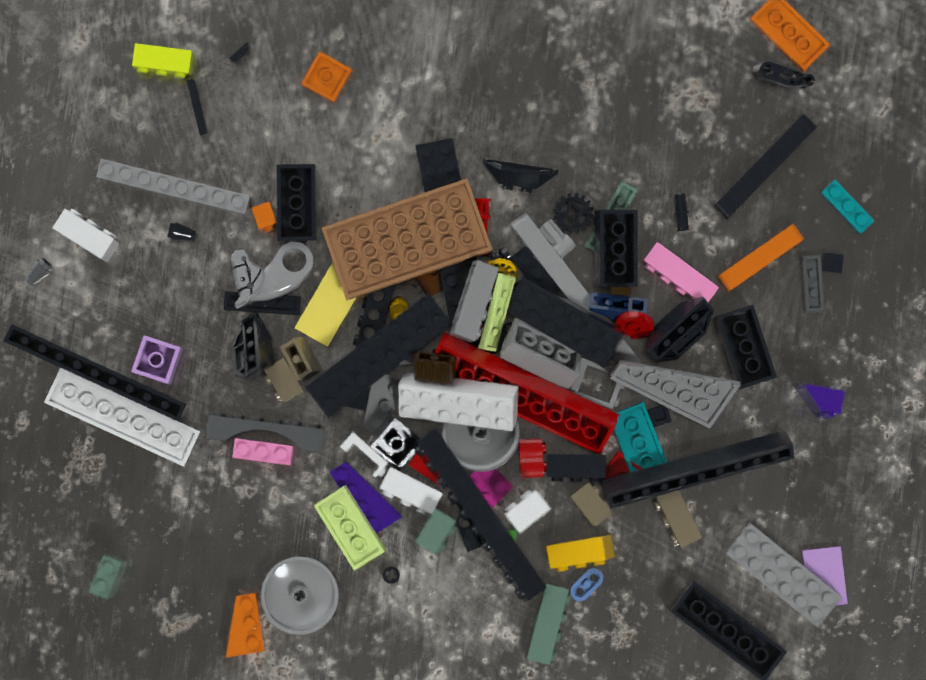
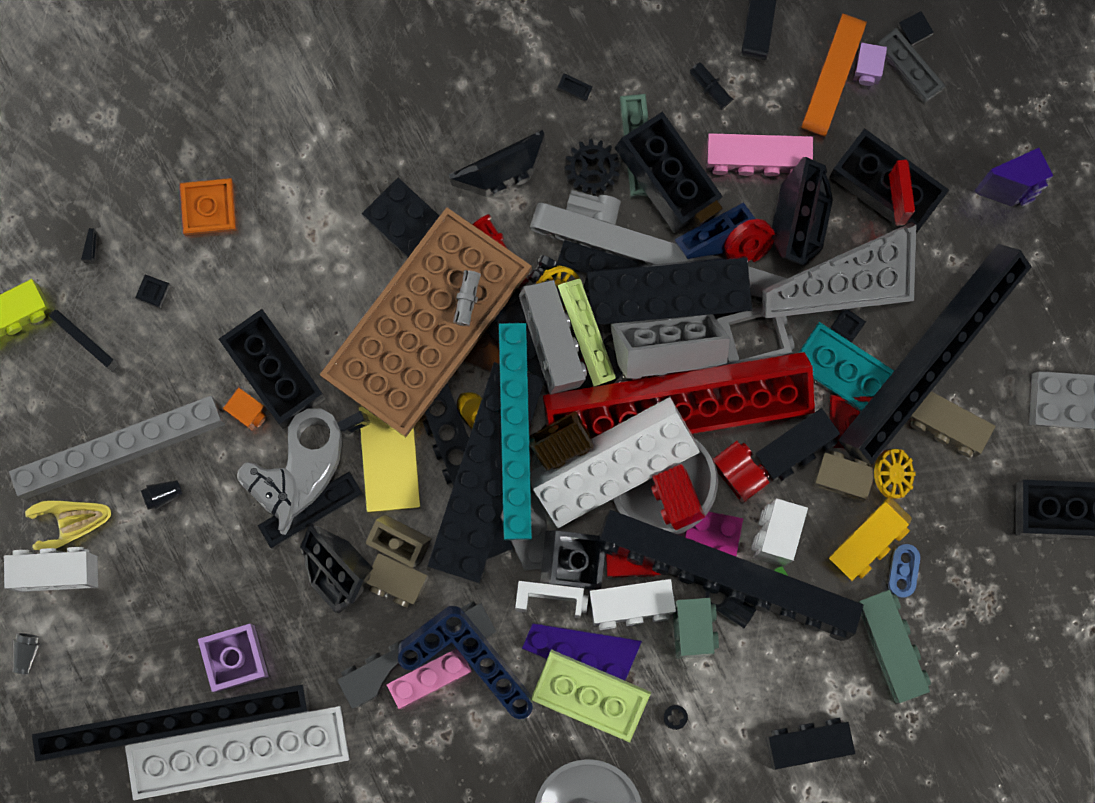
camera: 30 degrees left, 5 degrees down
(119, 212) = (72, 517): none -> light yellow animal
(258, 106) = (152, 291): none -> black tile
(297, 456) = (473, 654): none -> dark blue beam
(322, 270) = (353, 422): none -> black tile
(411, 342) = (515, 432): none -> teal plate
(439, 243) = (466, 298): none -> light grey pin
(458, 645) = (810, 744): none -> black brick
(481, 448) = (677, 497): none -> red brick
(598, 155) = (574, 87): none -> black piece
(622, 523) = (894, 473): none -> yellow wheel
(744, 360) = (901, 192): none -> red tile
(787, 266) = (869, 64): none -> lavender brick

